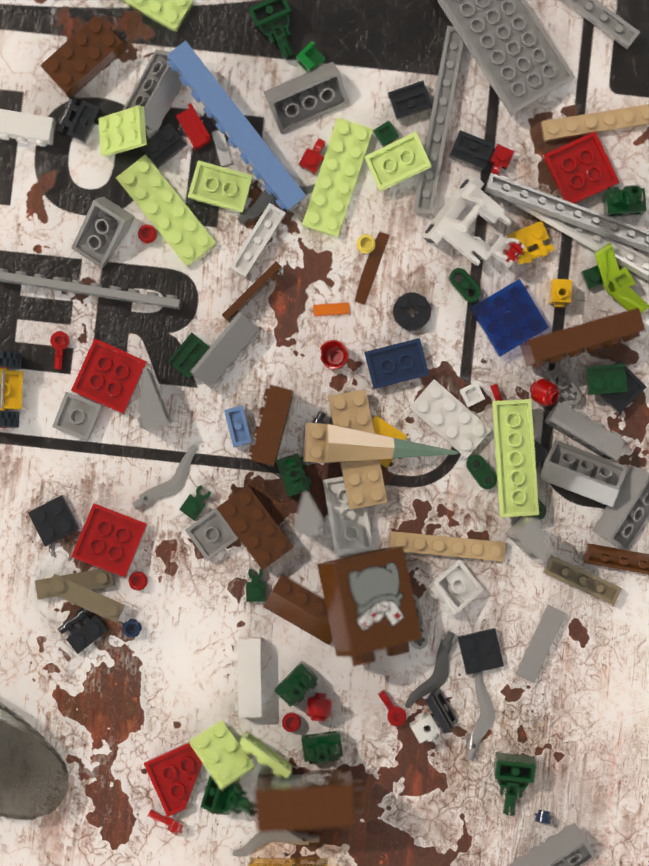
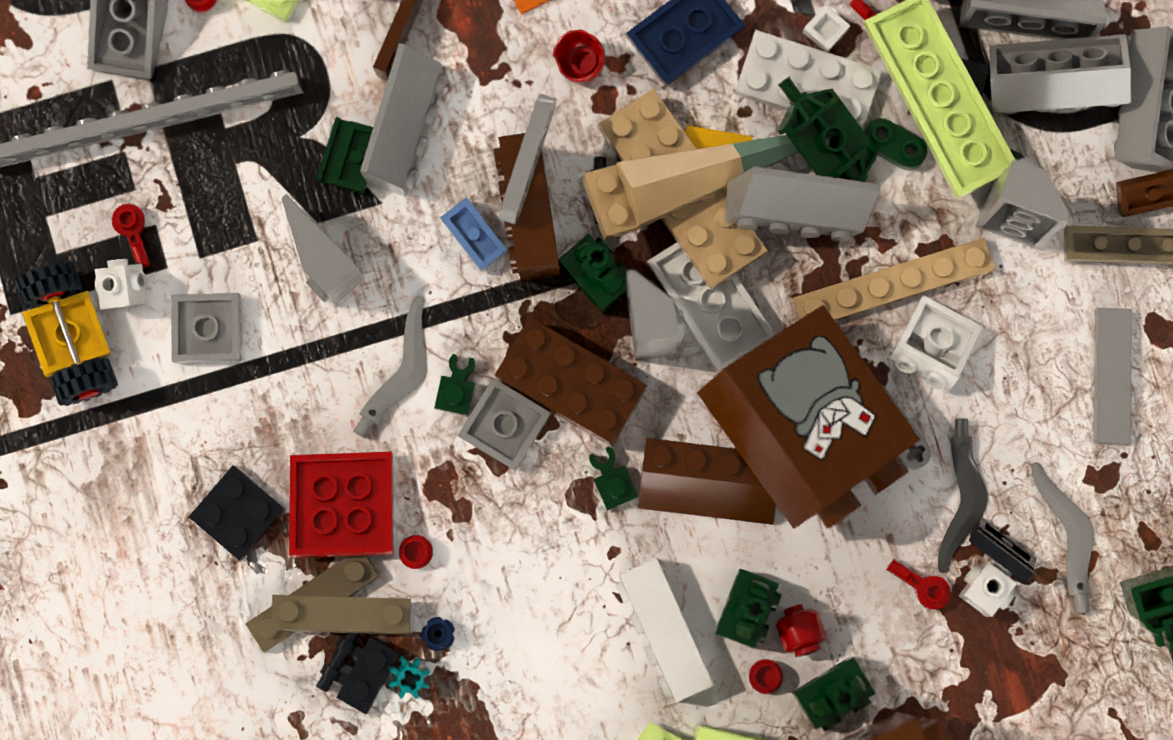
camera: 20 degrees left, 5 degrees down
(41, 375) = (120, 284): none -> white brick
(107, 639) = (418, 679): none -> teal gear
(109, 376) = (231, 242): red plate -> none
(280, 404) = (527, 159): none -> light grey beam
(414, 486) = (800, 203): none -> light grey slope
(436, 445) = (806, 126): none -> dark green plate
(480, 651) = (1021, 429): black plate -> none

